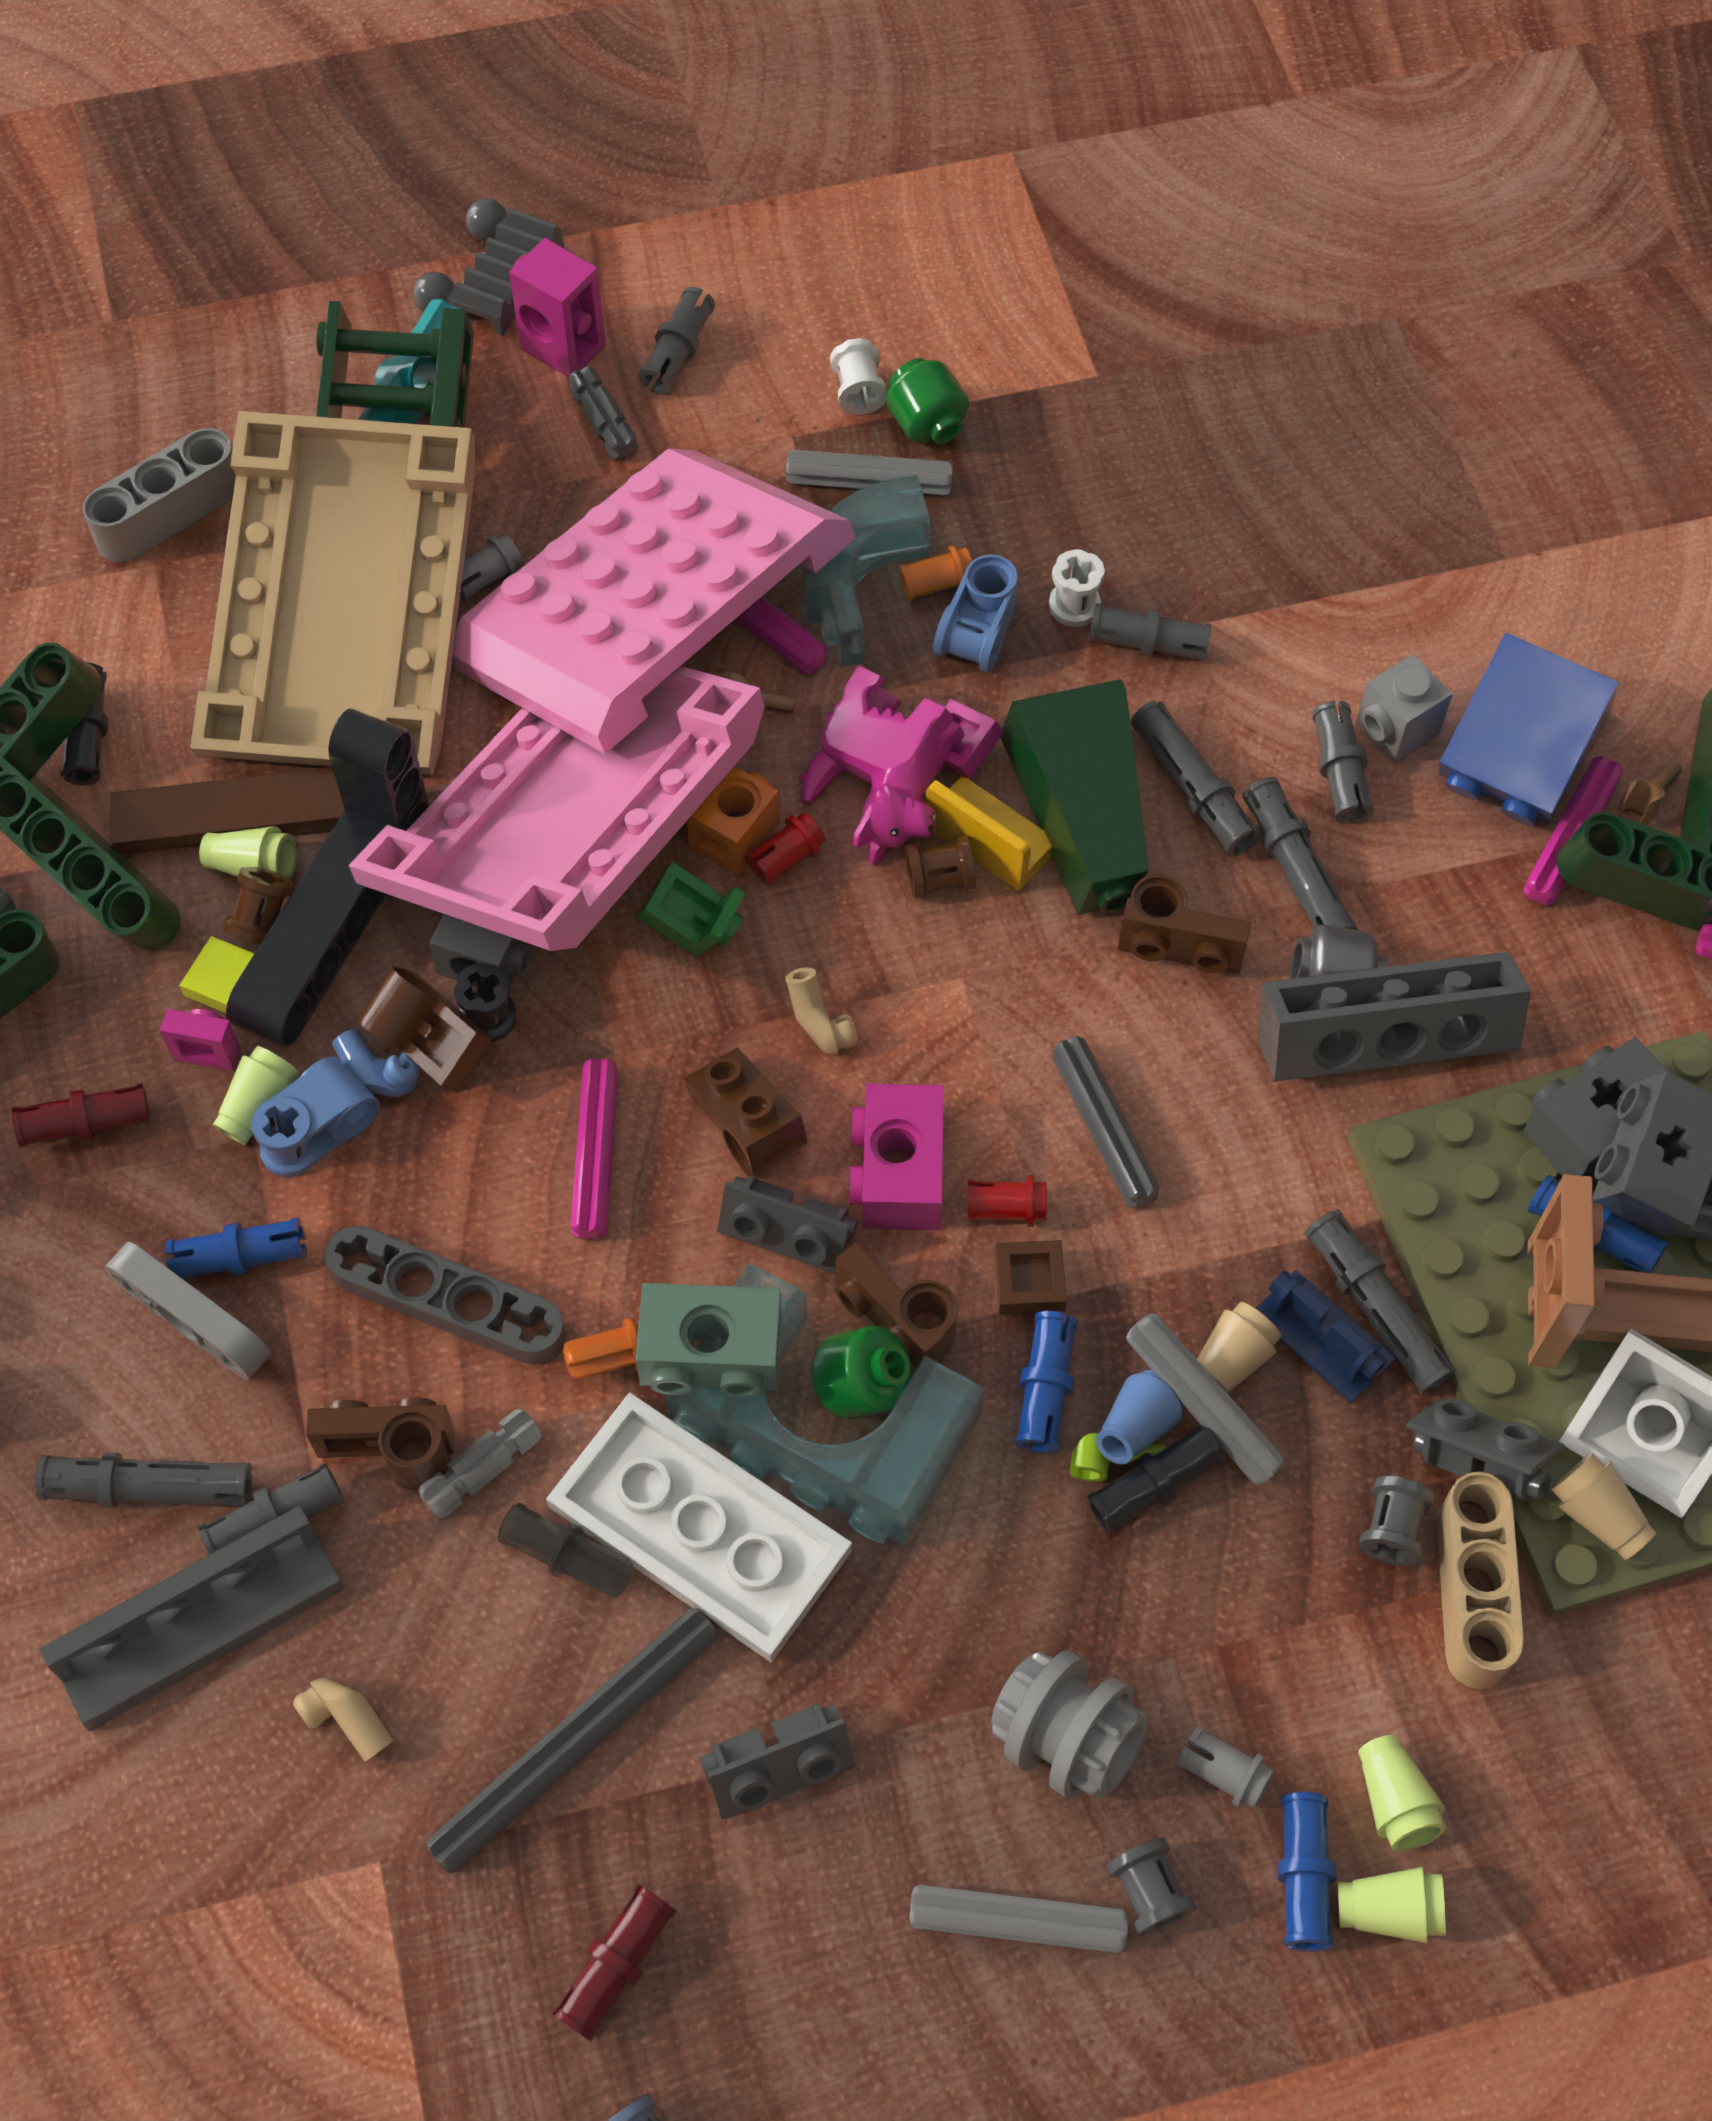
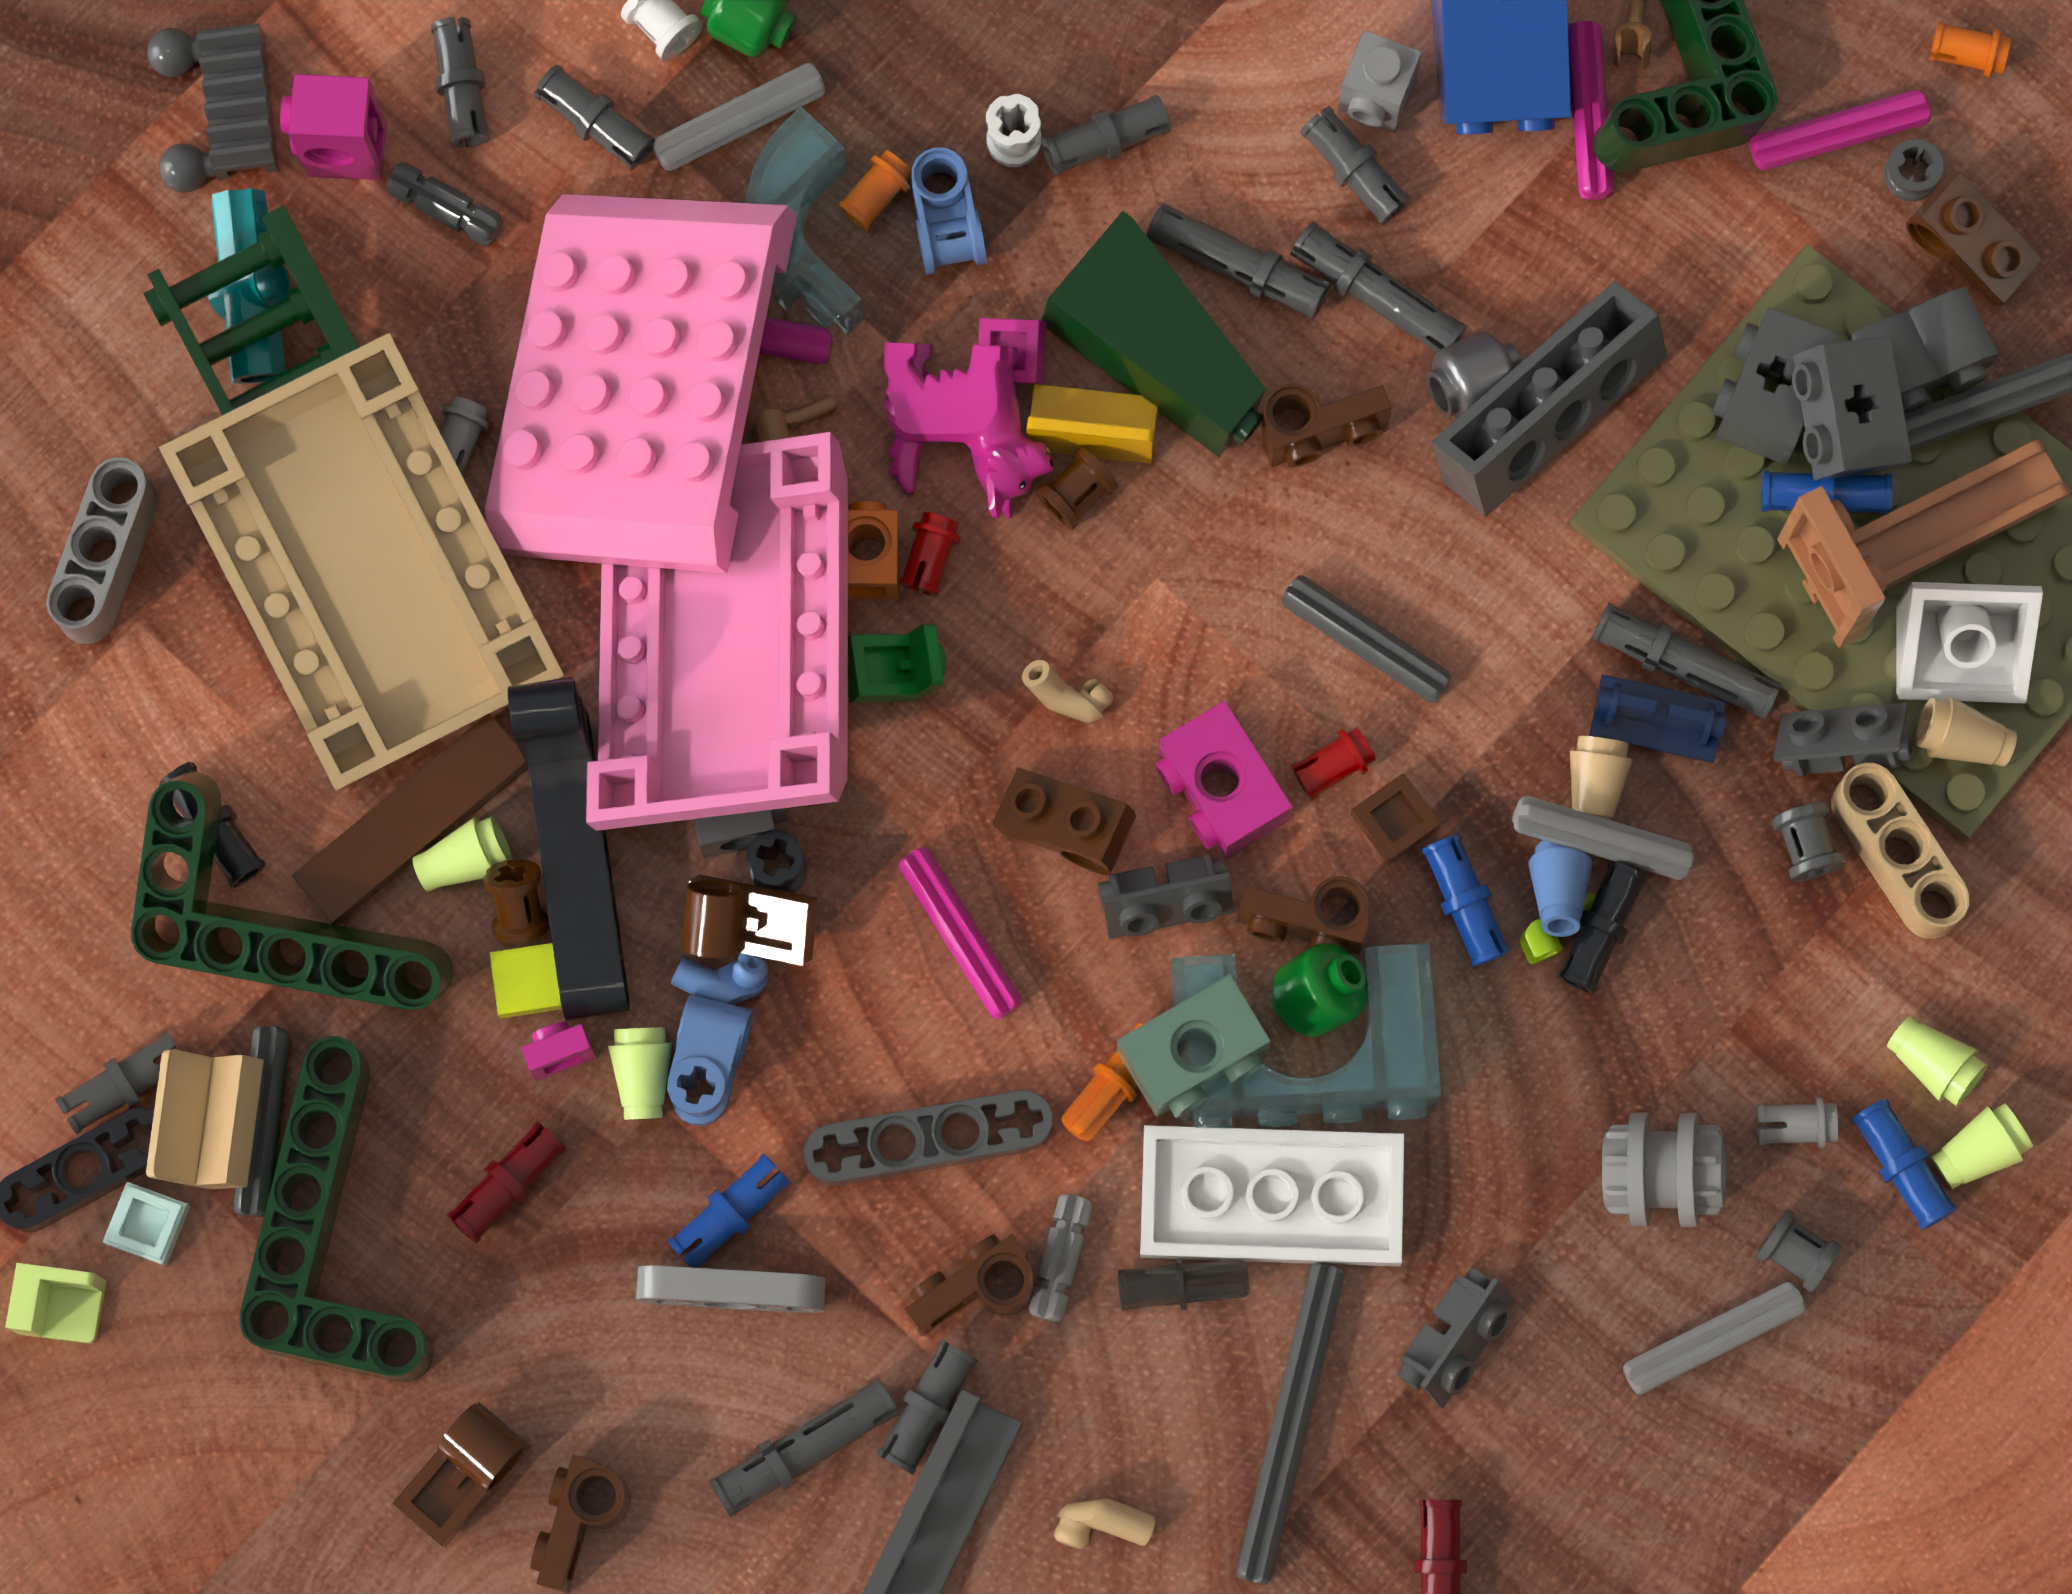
camera: 30 degrees left, 15 degrees up
(758, 413) = (594, 117): none -> dark grey pin

